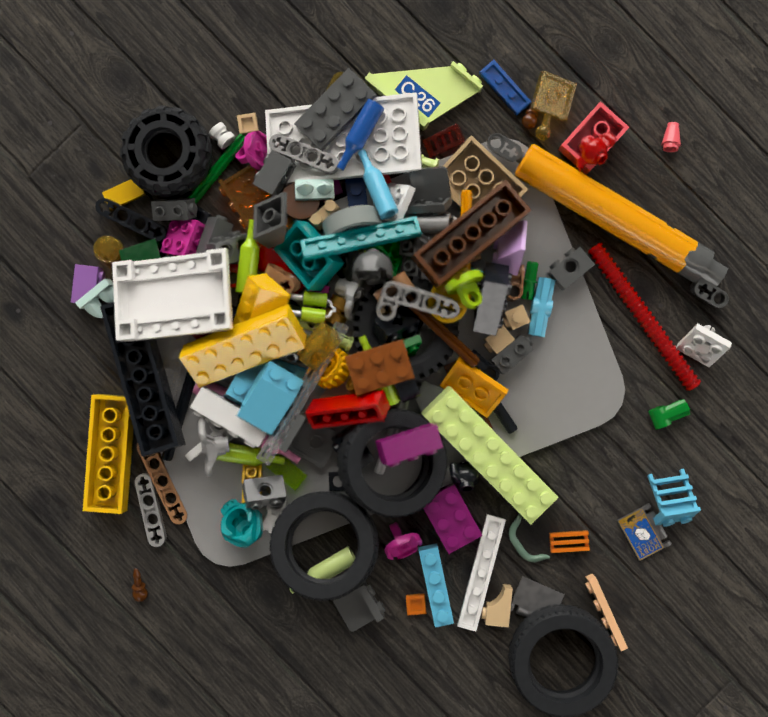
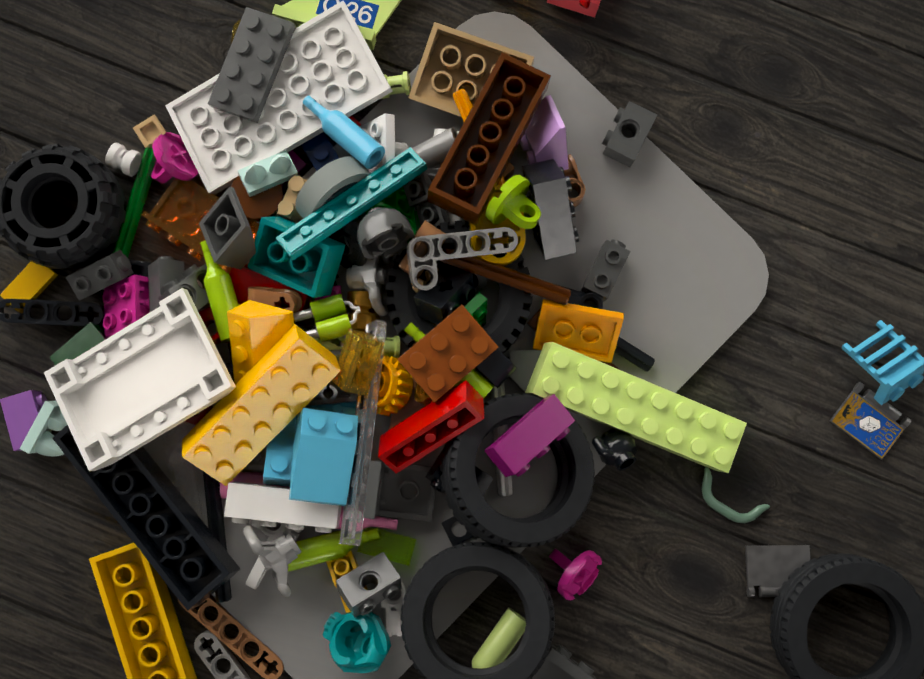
camera: 25 degrees left, 5 degrees down
(107, 249) = (33, 362): clear yellow wheel -> none
(274, 173) = (208, 174): dark grey brick -> none
(305, 151) = (236, 131): light grey beam -> none
(361, 130) = (294, 73): blue piece -> none
(416, 604) = (628, 644): orange tile -> none
(431, 191) = (415, 110): dark grey bracket -> none
(436, 585) = (644, 607): medium azure brick -> none
(452, 519) = (626, 512): magenta brick -> none
(461, 139) = (403, 36): clear red slope -> none
(481, 572) = (693, 565): white plate -> none
(498, 610) = (737, 603): tan arch -> none
(499, 342) = (579, 264): tan brick -> none
(515, 318) = (590, 222): tan brick -> none
(530, 279) = (586, 169): green axle -> none
(541, 307) = (615, 196): medium azure piece -> none
(574, 541) = (803, 464): orange tile -> none
(601, 605) = (865, 537): light nougat plate -> none
(618, 217) = (658, 47): light orange piece -> none
(644, 316) = (746, 156): red piece -> none
(664, 415) = (826, 264): green piece -> none
(704, 341) = (835, 151): white plate -> none

